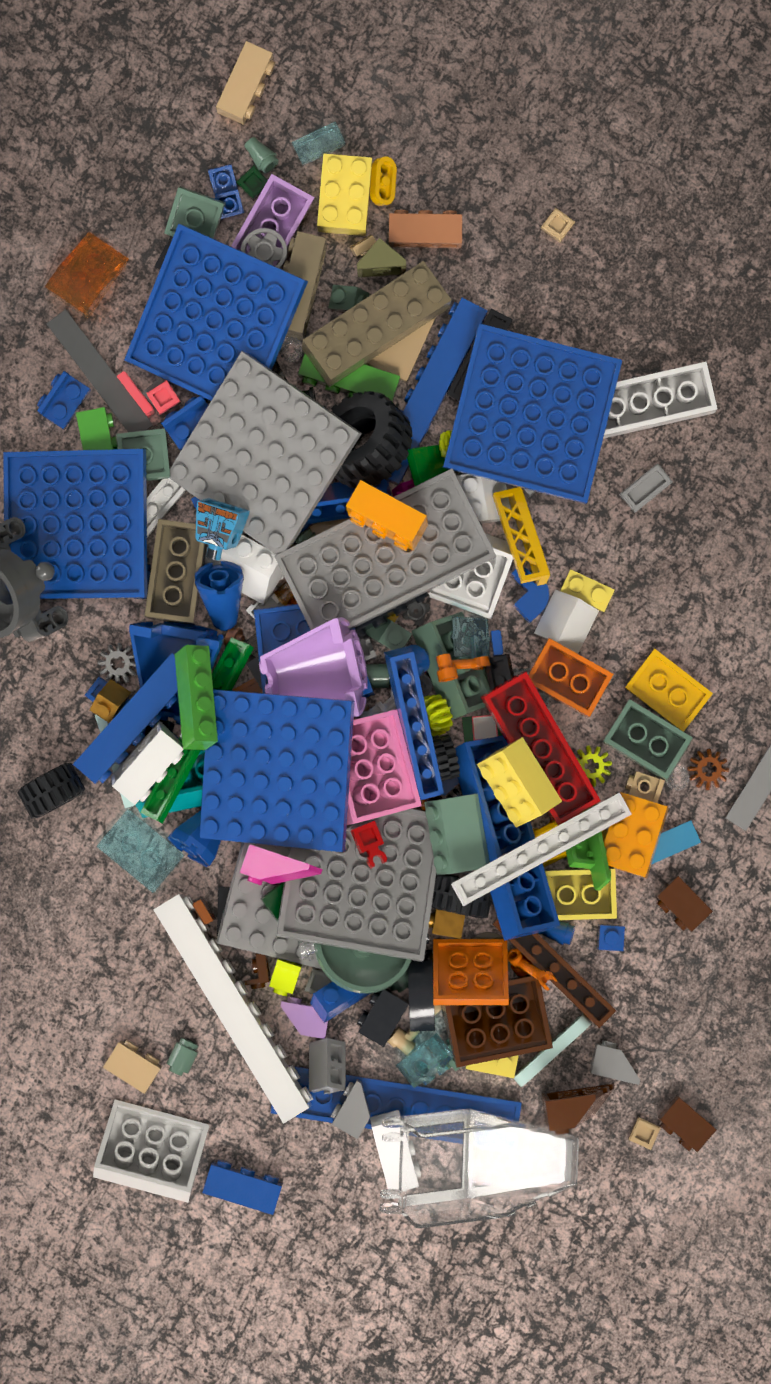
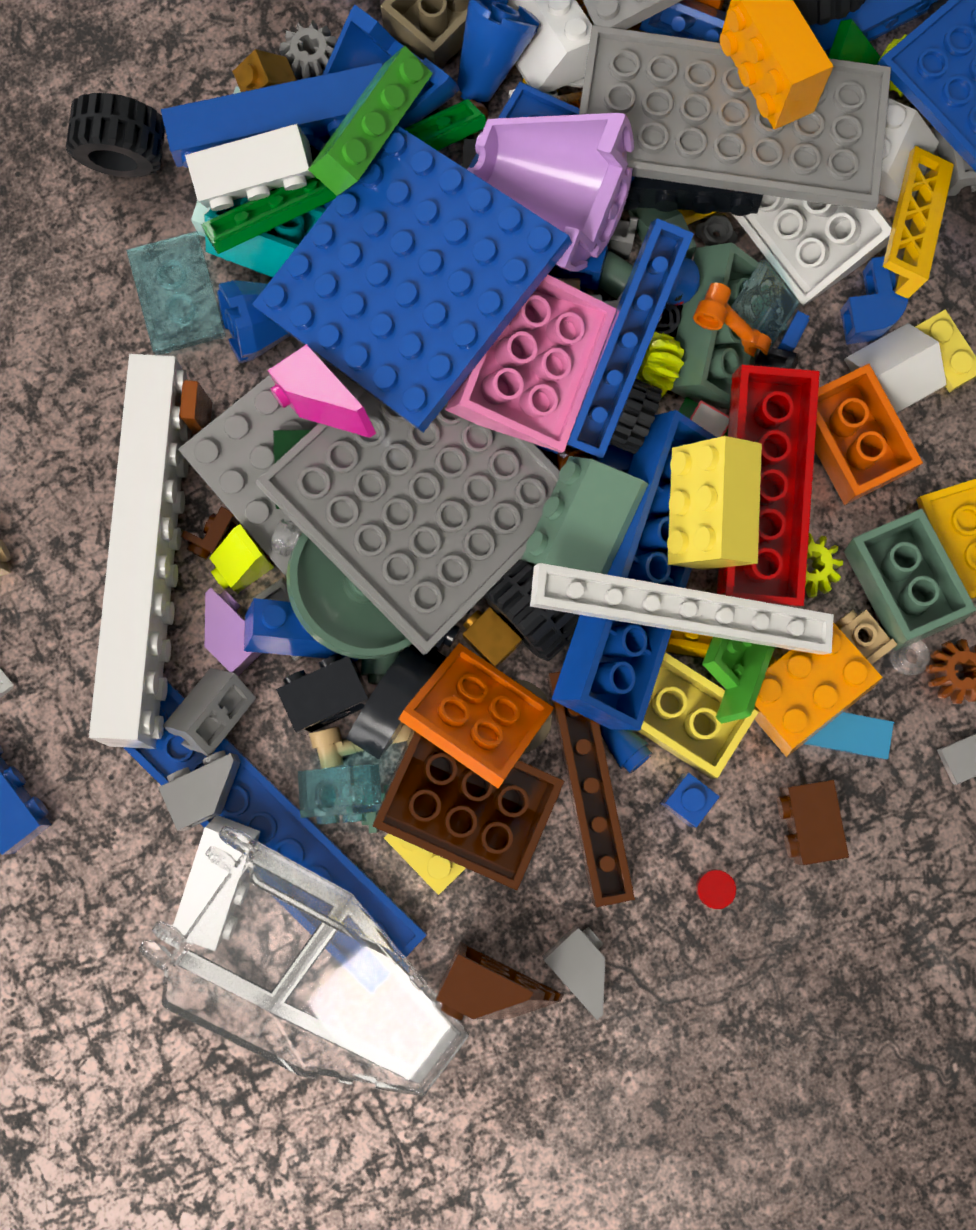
camera: 30 degrees right, 5 degrees down
(182, 1056) = (41, 575): sand green brick -> none
(368, 840) = (465, 450): red plate -> none
(523, 966) = (550, 759): orange brick -> none
(559, 1043) = (502, 895): light aqua beam -> none
(644, 1133) = (559, 1089): tan tile -> none
(656, 973) = (716, 889): none -> red tile
(686, 1123) = (624, 1118): reddish brown brick -> none

